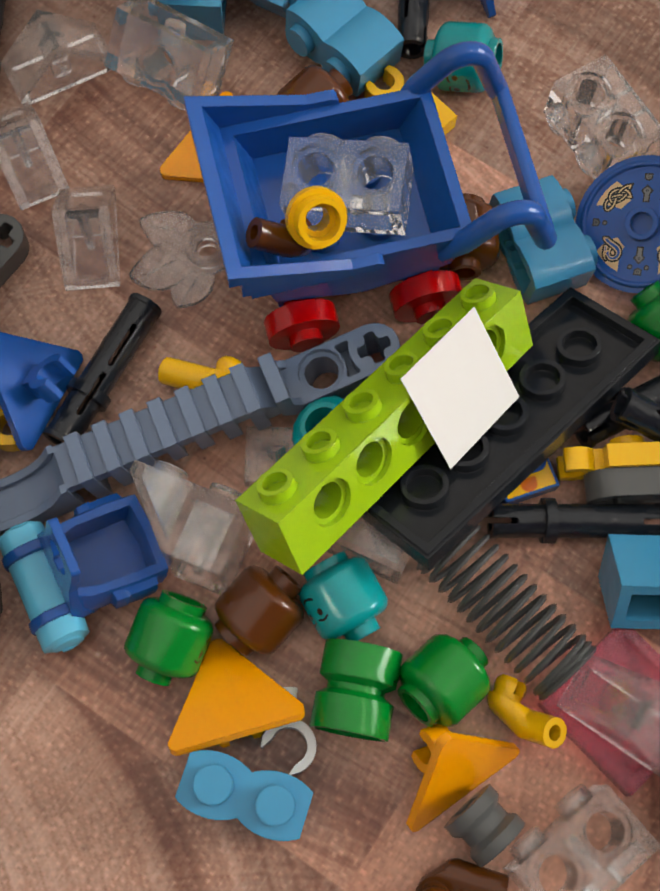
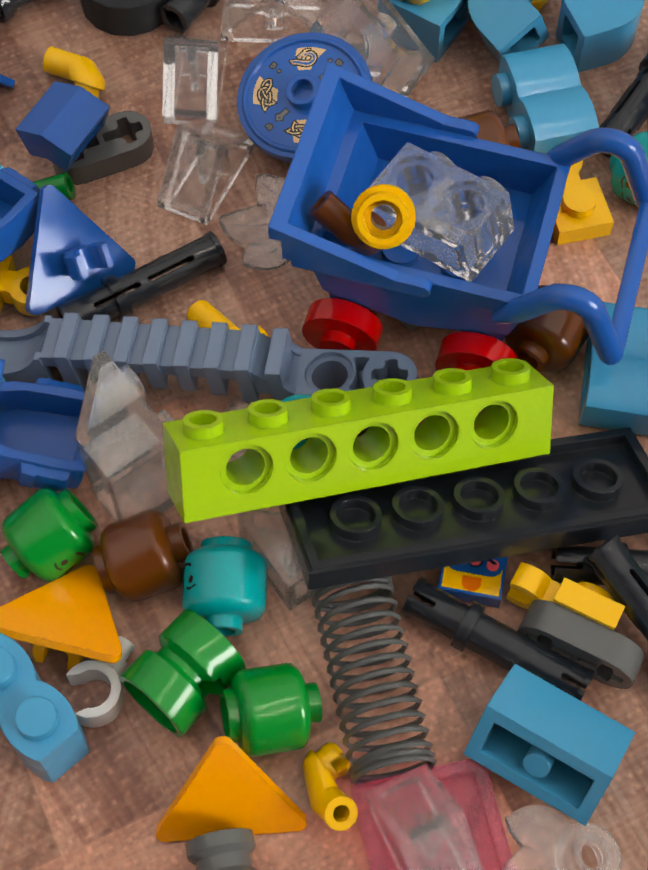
camera: 35 degrees right, 10 degrees down
(136, 128) = (283, 84): none -> blue shield
(460, 387) = (439, 441): white sticker -> none

